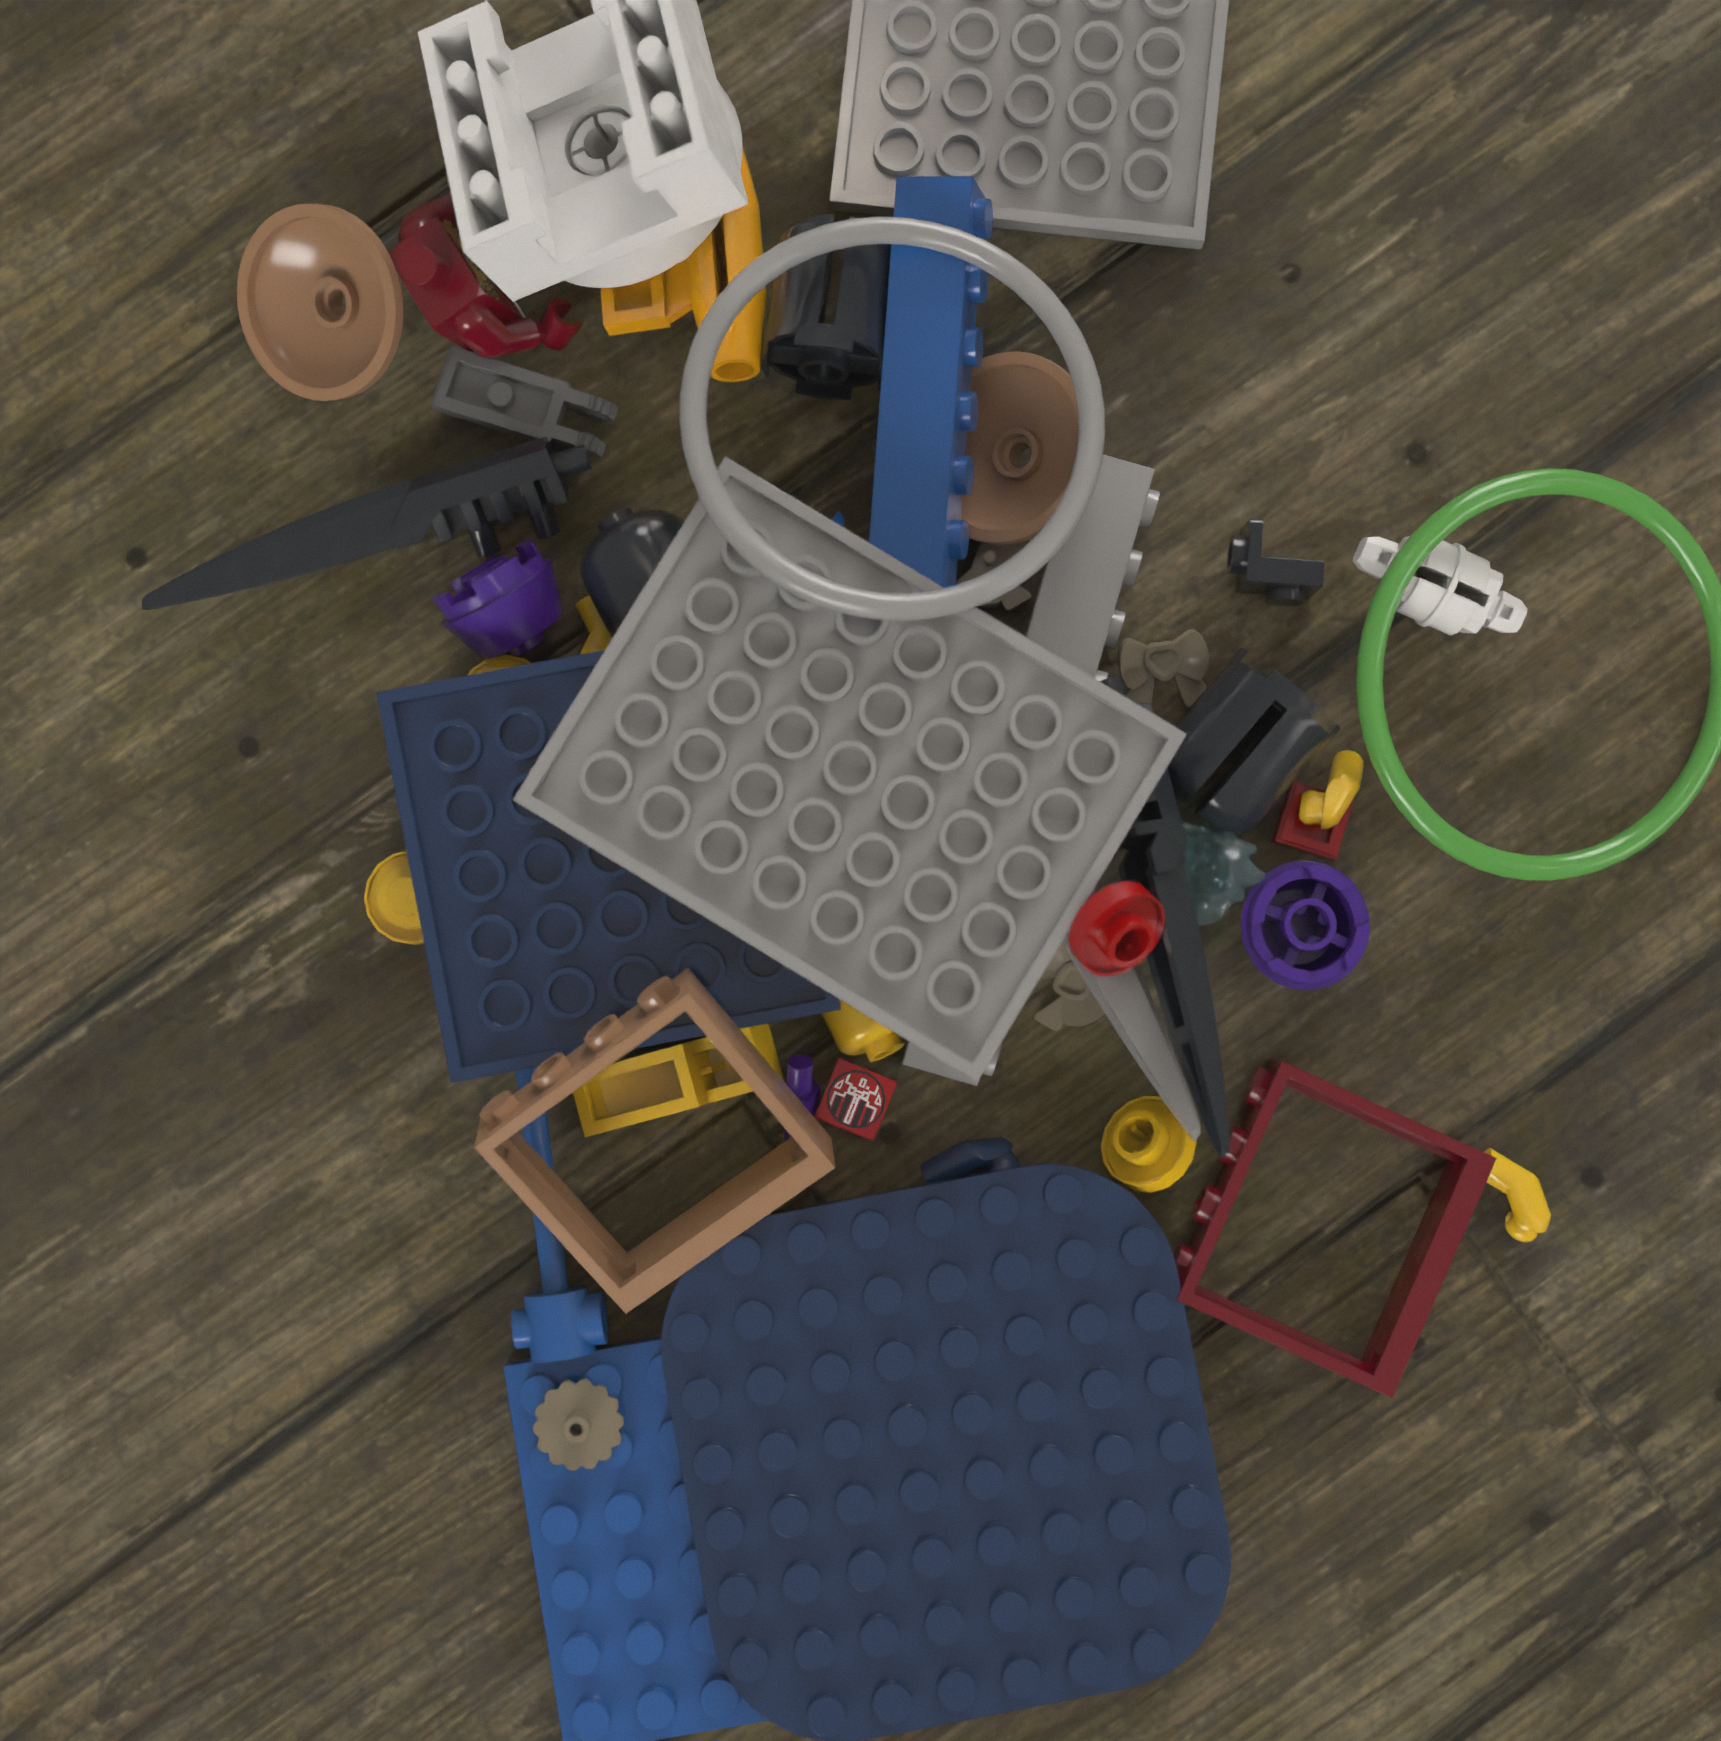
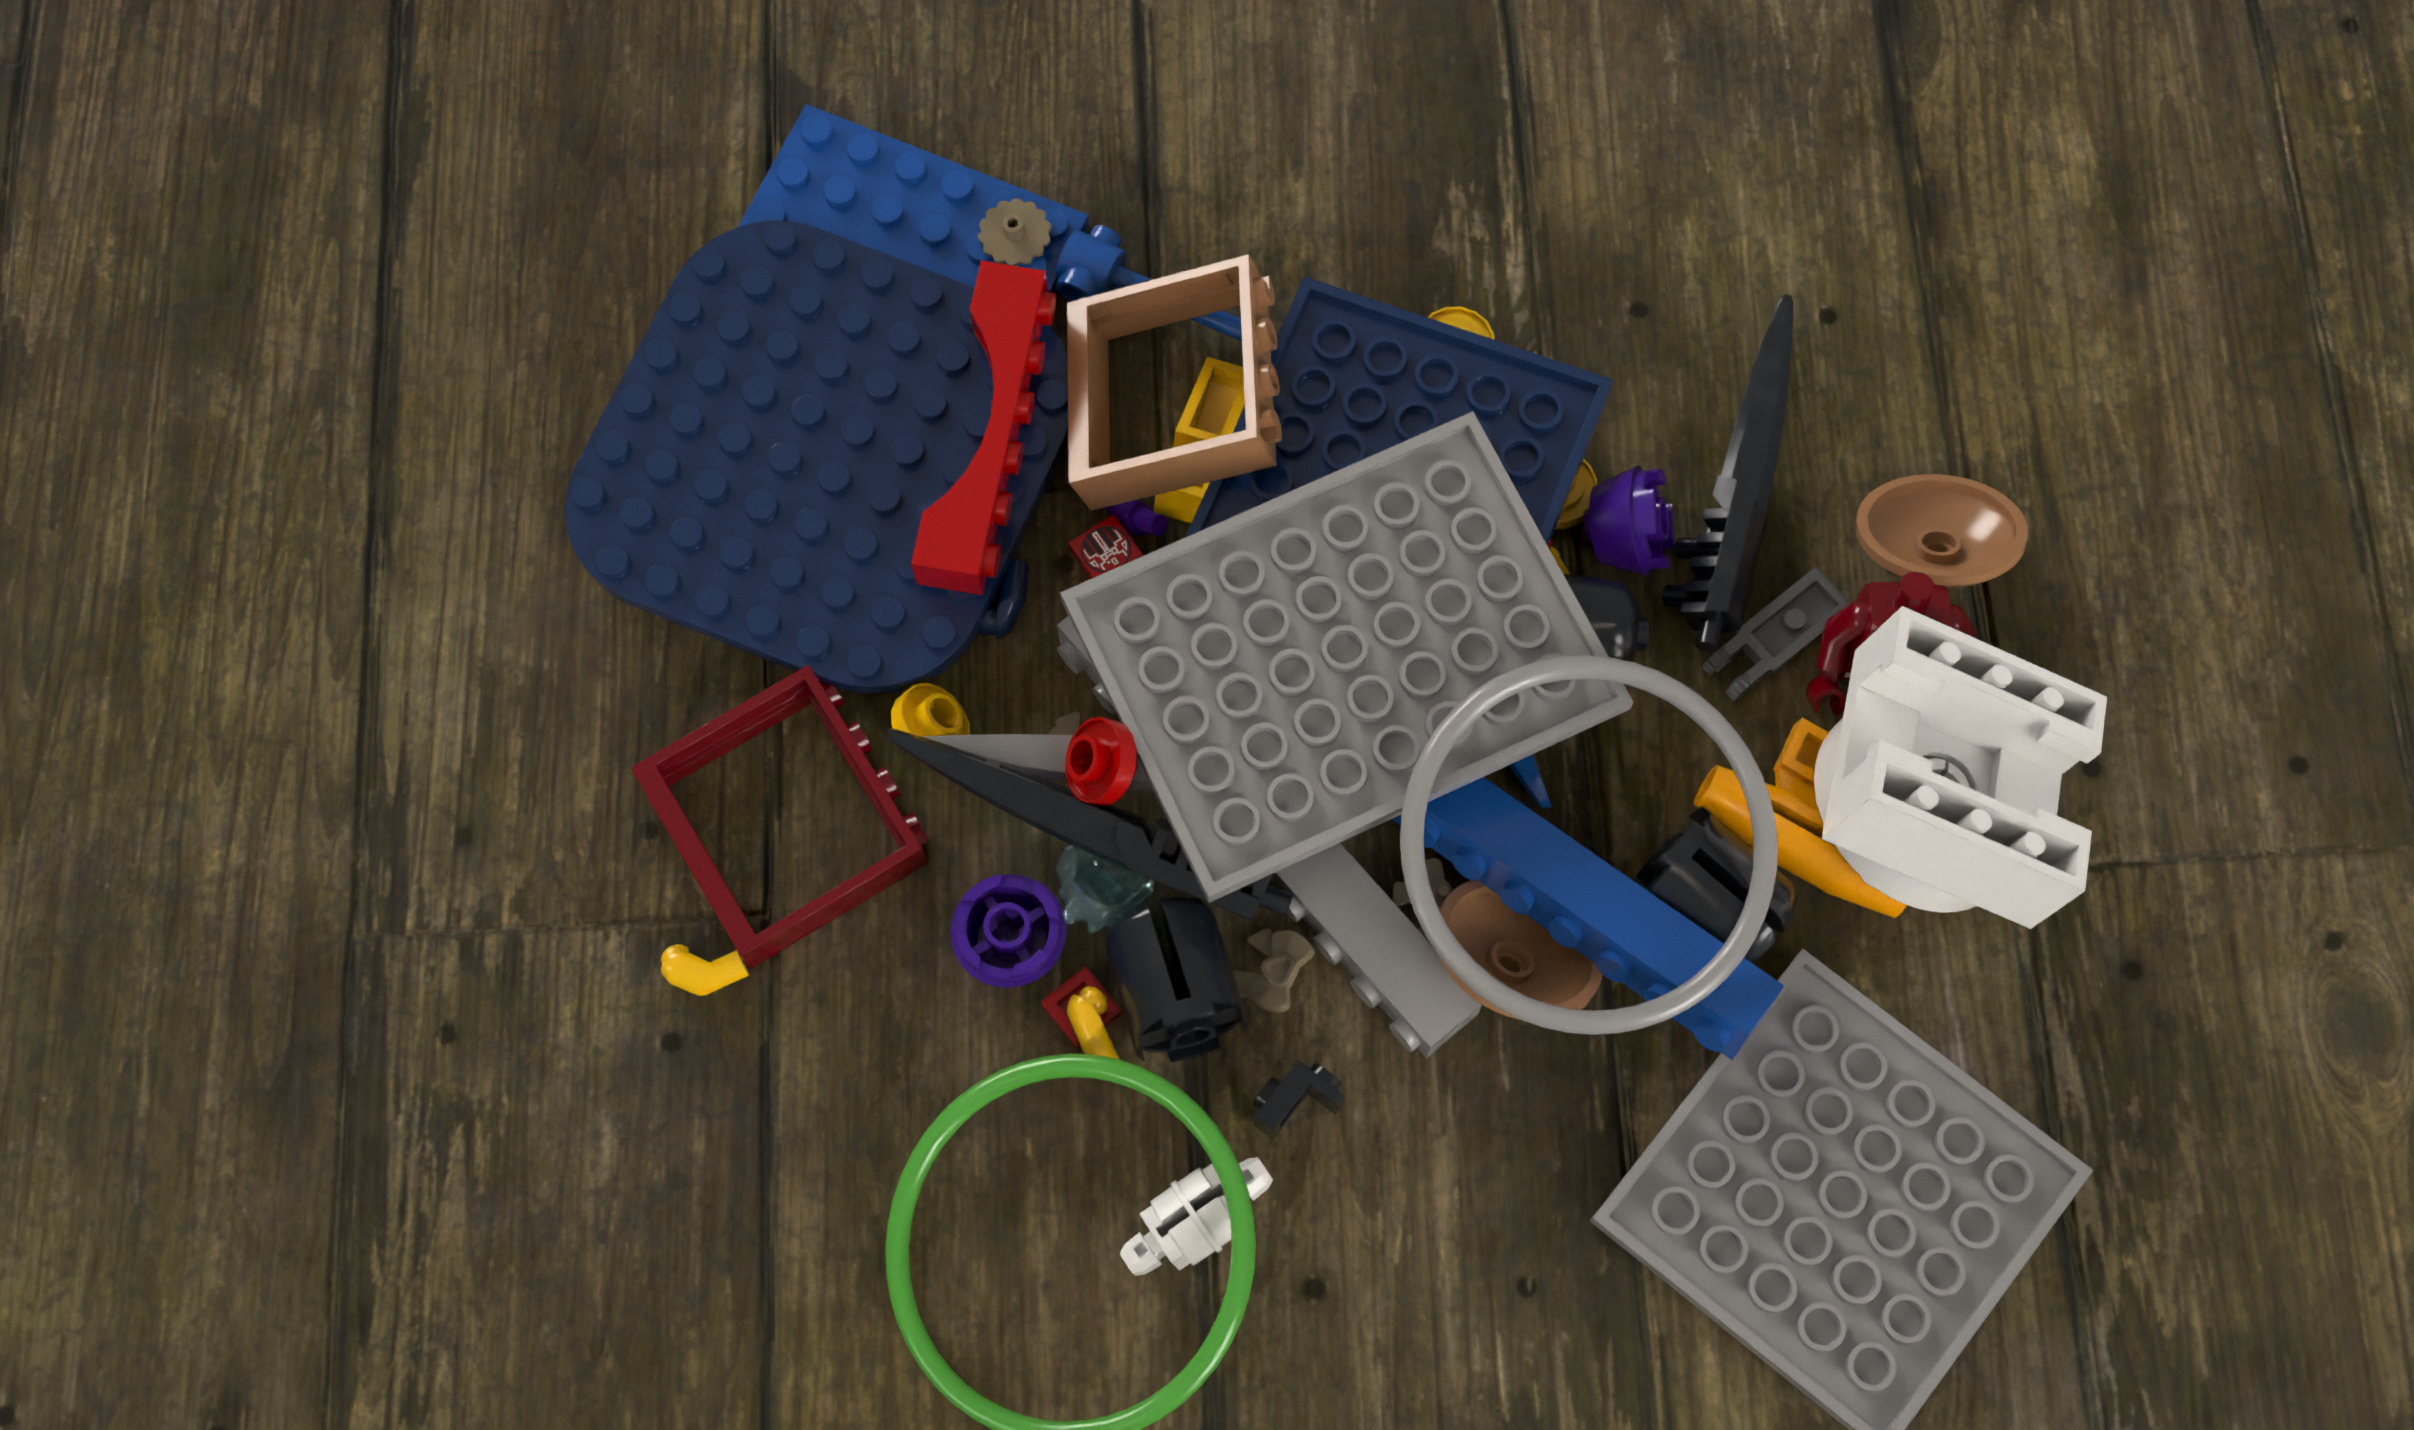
camera: 125 degrees right, 15 degrees down
(698, 1351) = (960, 528): none -> red arch

